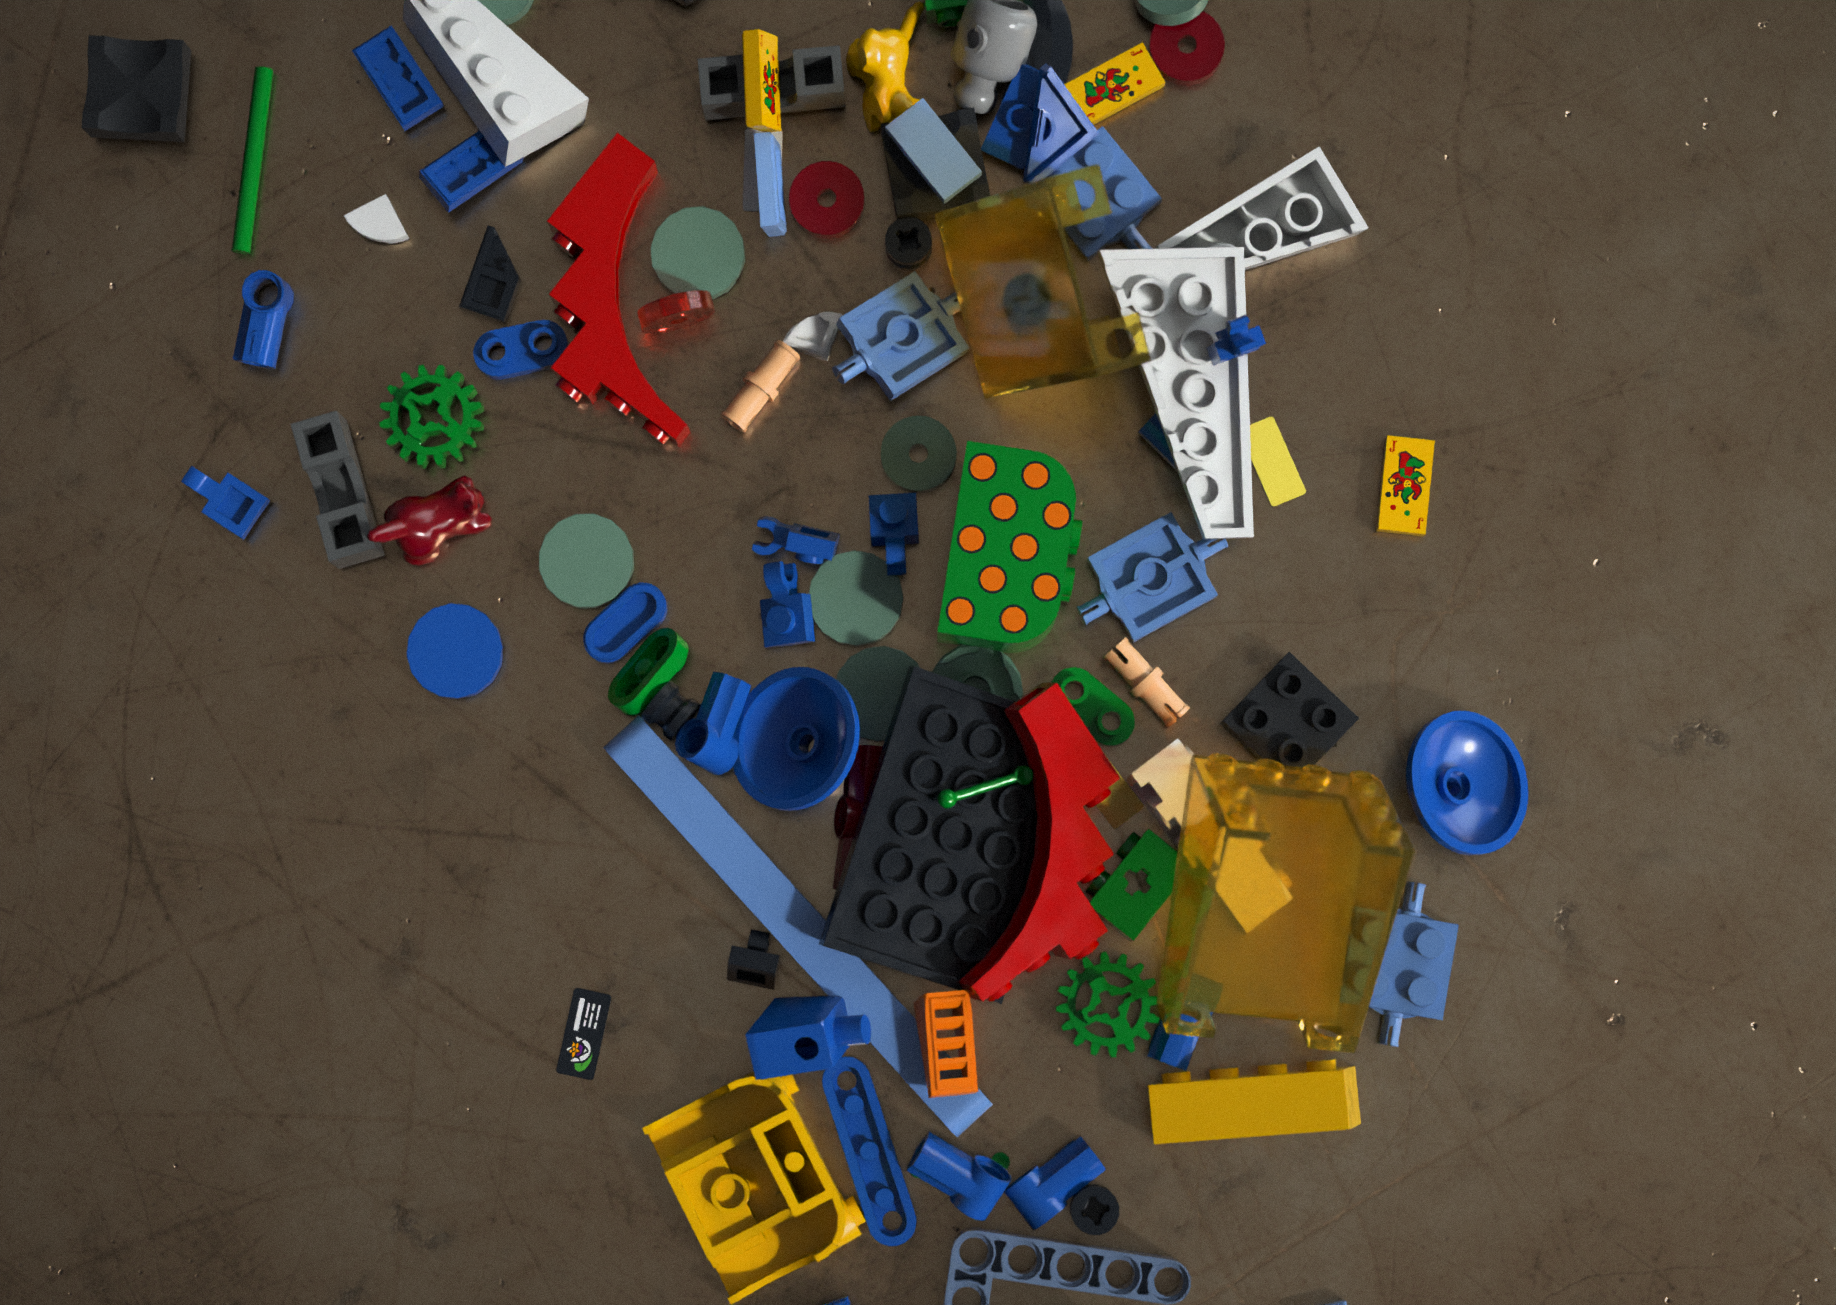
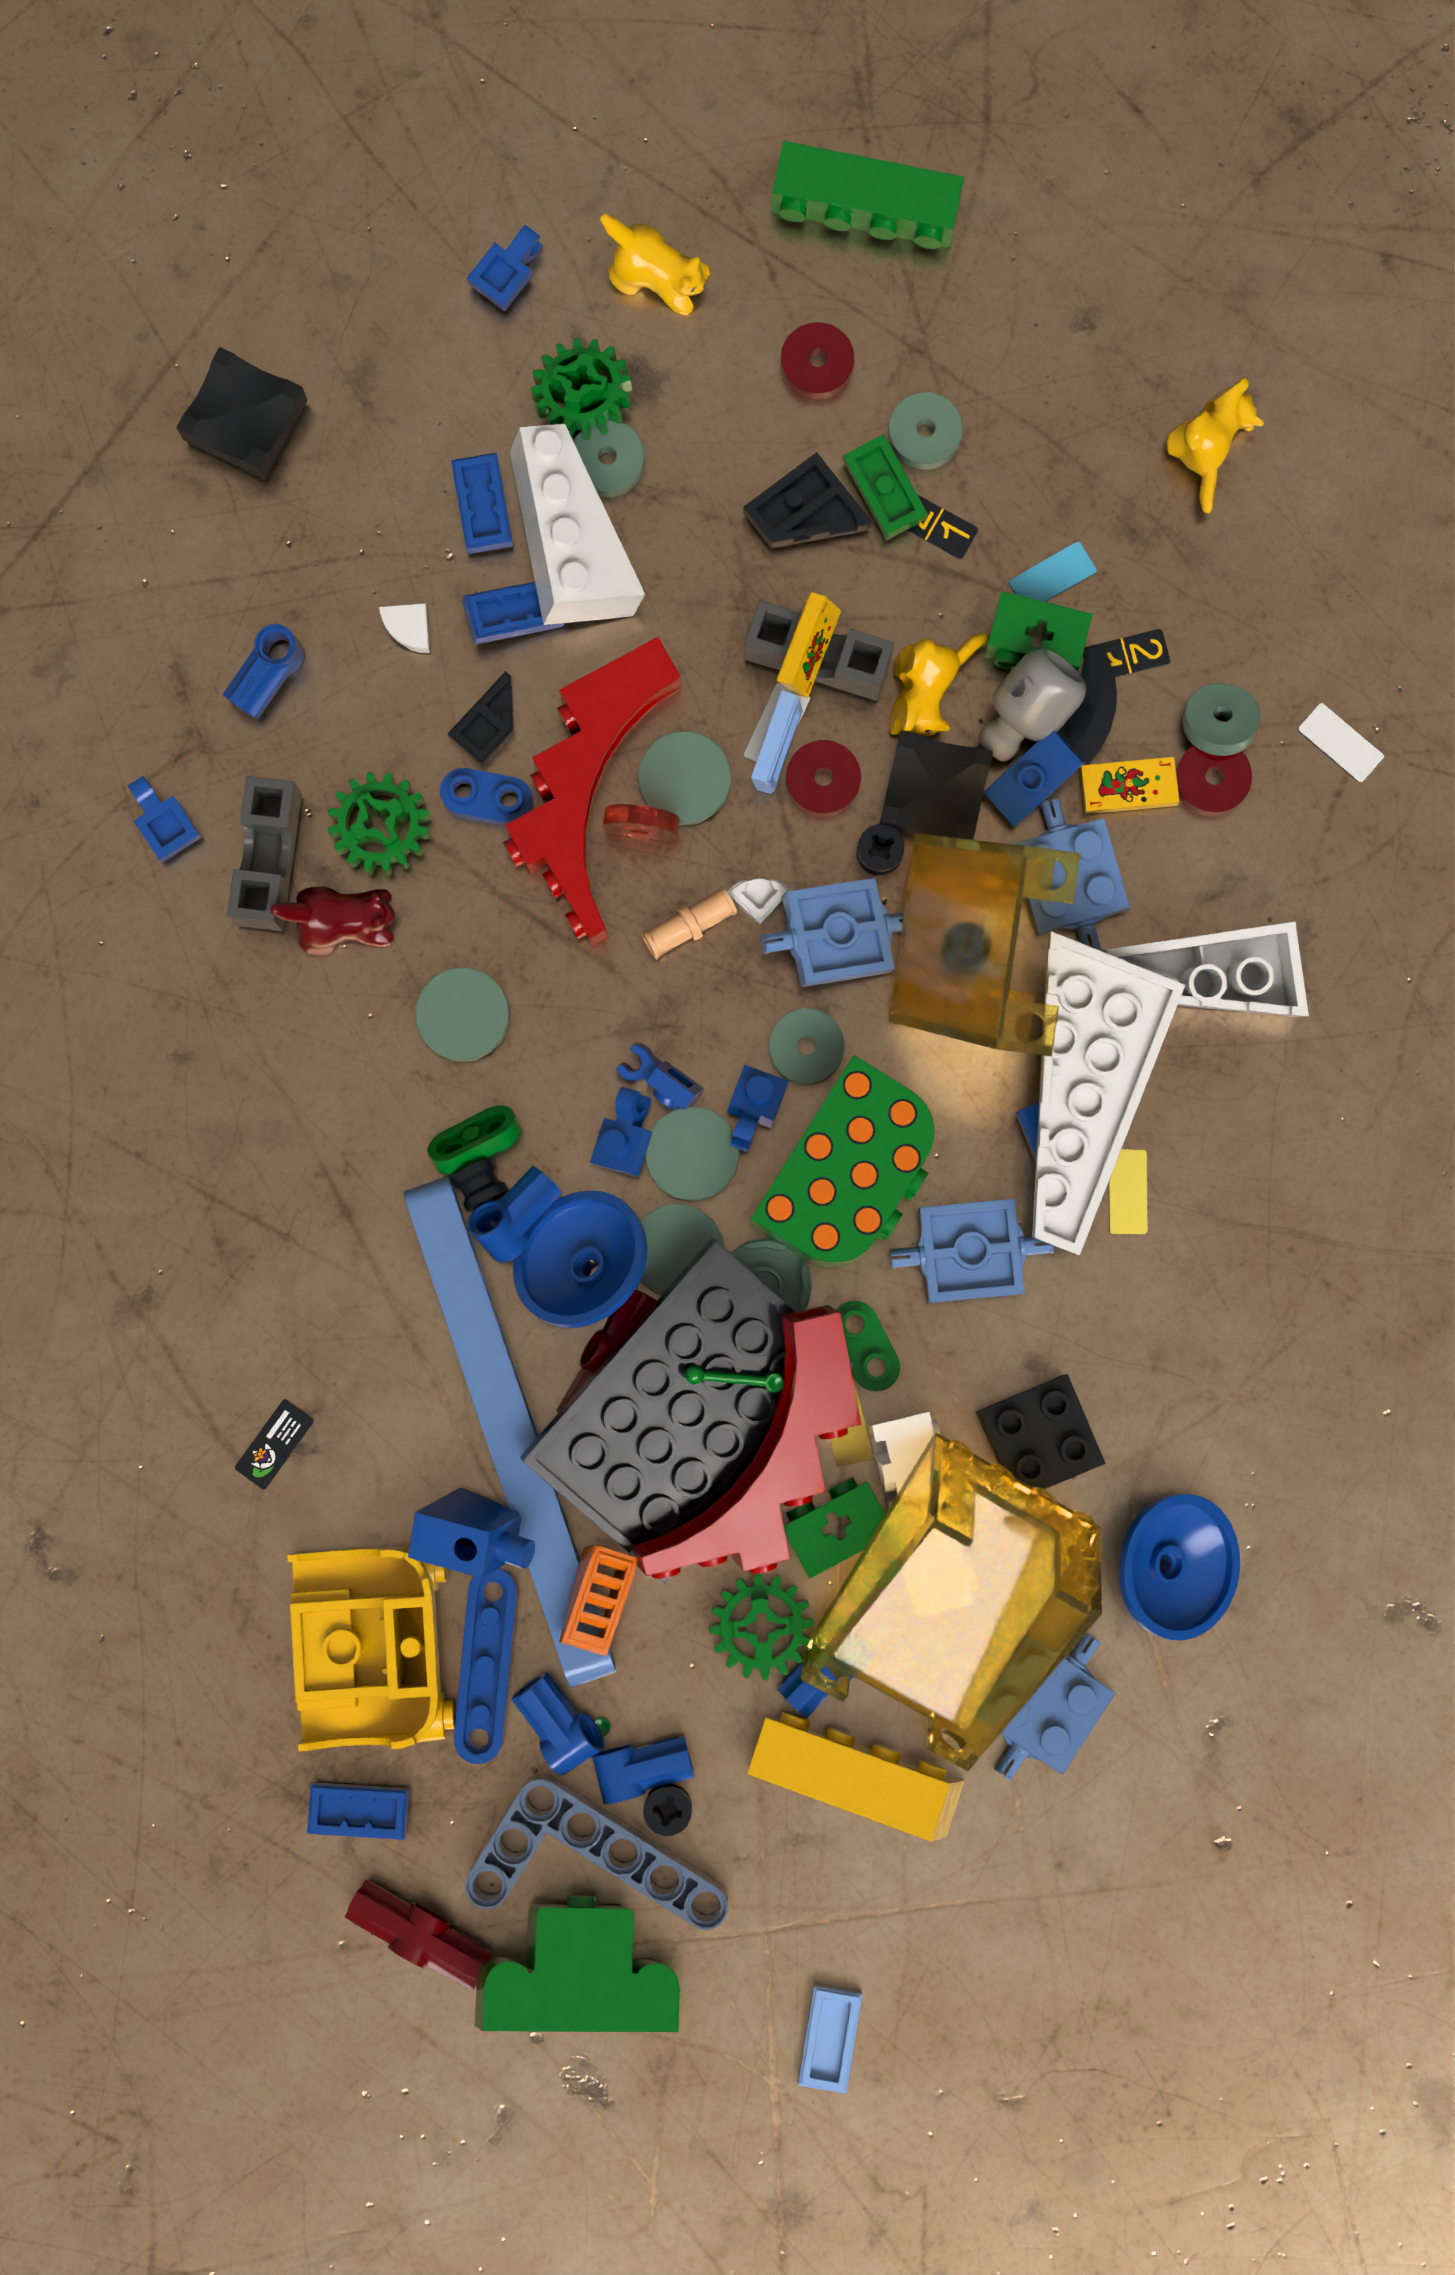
camera: 20 degrees right, 0 degrees up
(252, 160) = (319, 522): green bar -> none
(455, 651) = (308, 1045): blue tile -> none
(625, 623) = (473, 1086): blue tile -> none
(754, 963) = (455, 1447): black tile -> none
(933, 150) = (938, 775): light blue tile -> none
(1057, 127) = (1061, 802): tile -> none
(1146, 682) = (924, 1345): light nougat pin -> none
(1235, 340) = (1140, 1068): blue plate -> none
(1405, 485) = (1240, 1266): yellow tile -> none

